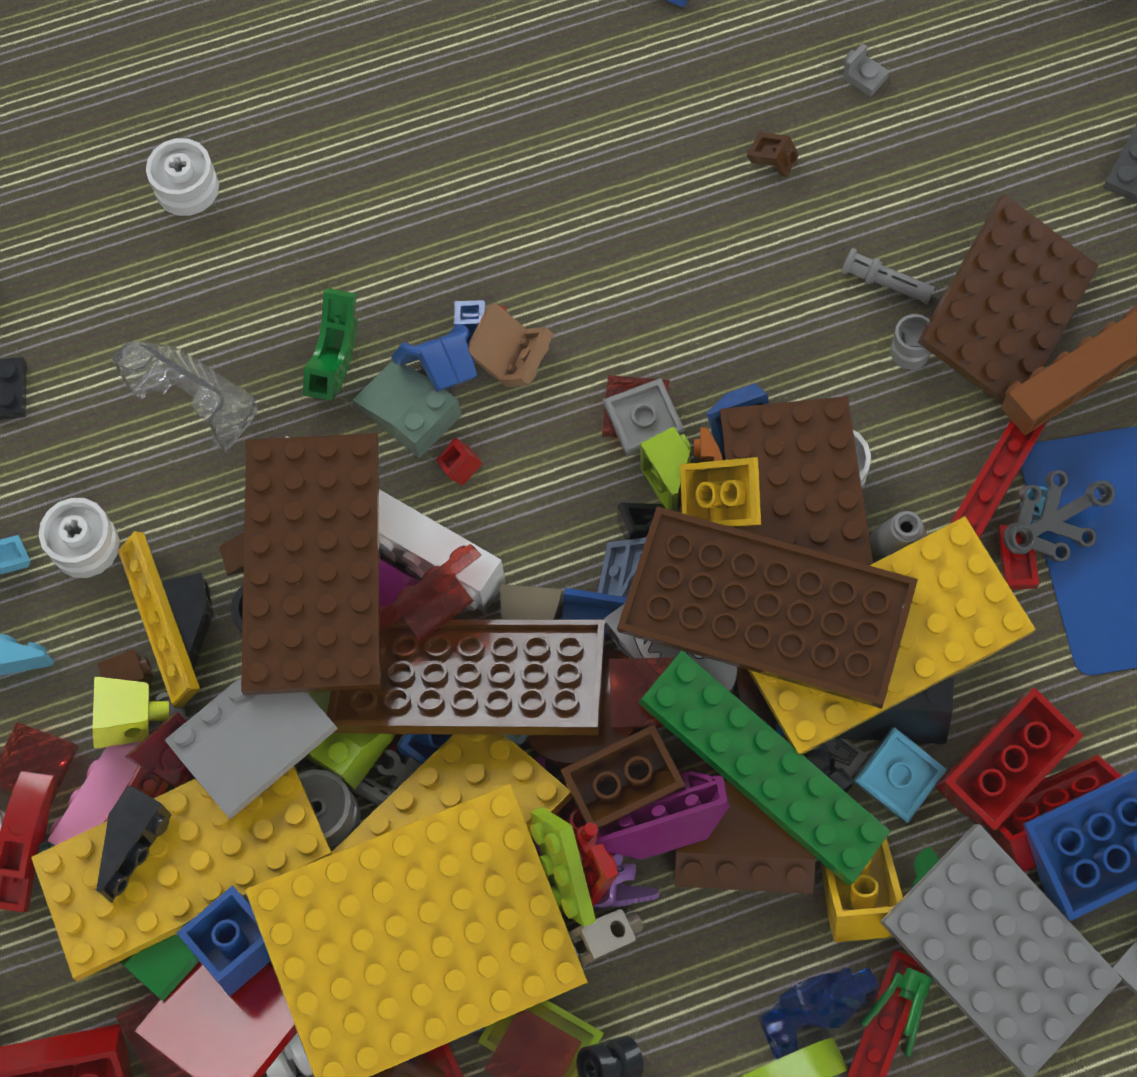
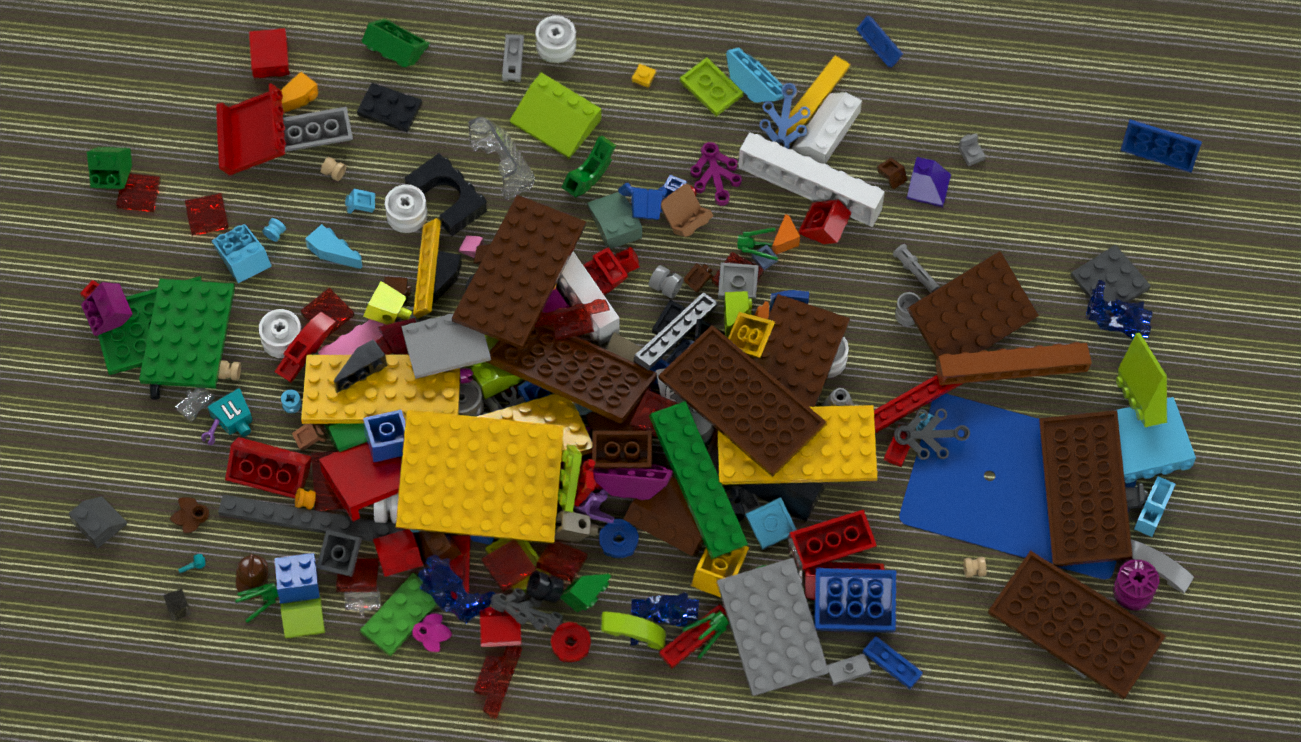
camera: 20 degrees right, 5 degrees down
(48, 947) = (289, 405): none -> medium azure wheel
(97, 990) = (308, 435): none -> nougat bracket
(104, 456) = (440, 172): none -> black arch
(131, 232) = (513, 57): none -> light grey plate
(206, 548) = (470, 244): none -> bright pink slope
(239, 290) = (556, 115): none -> lime slope
(308, 770) = (465, 375): none -> magenta hinge
(339, 173) = (644, 75): none -> yellow plate
(436, 492) = (606, 271): none -> red slope
(446, 146) = (711, 86): none -> lime plate
(502, 106) = (753, 77): none -> medium azure wedge
(519, 266) = (715, 172): none -> magenta plant
(535, 467) = (668, 283): none -> light grey wheel
(570, 524) = (670, 312): none -> black plate
(579, 436) = (698, 276): none -> reddish brown bracket
(582, 149) = (784, 121): none -> medium blue plant
(593, 540) = (675, 331): none -> plate
(600, 101) = (819, 91): none -> yellow tile
(612, 1003) = (561, 561): none -> clear red plate
(623, 350) = (746, 242): none -> green plant
(644, 128) = (828, 126): none -> white slope
(660, 361) = (764, 262): none -> sand blue plate
(667, 214) = (810, 178): none -> white brick
(672, 936) = (625, 547): none -> blue plate
(676, 314) = (786, 237): none -> orange slope
(679, 1039) = (583, 591): none -> green slope
(718, 267) = (825, 221): none -> red slope
(831, 144) = (928, 182): none -> dark purple slope
(968, 815) = (793, 553): none -> clear piece

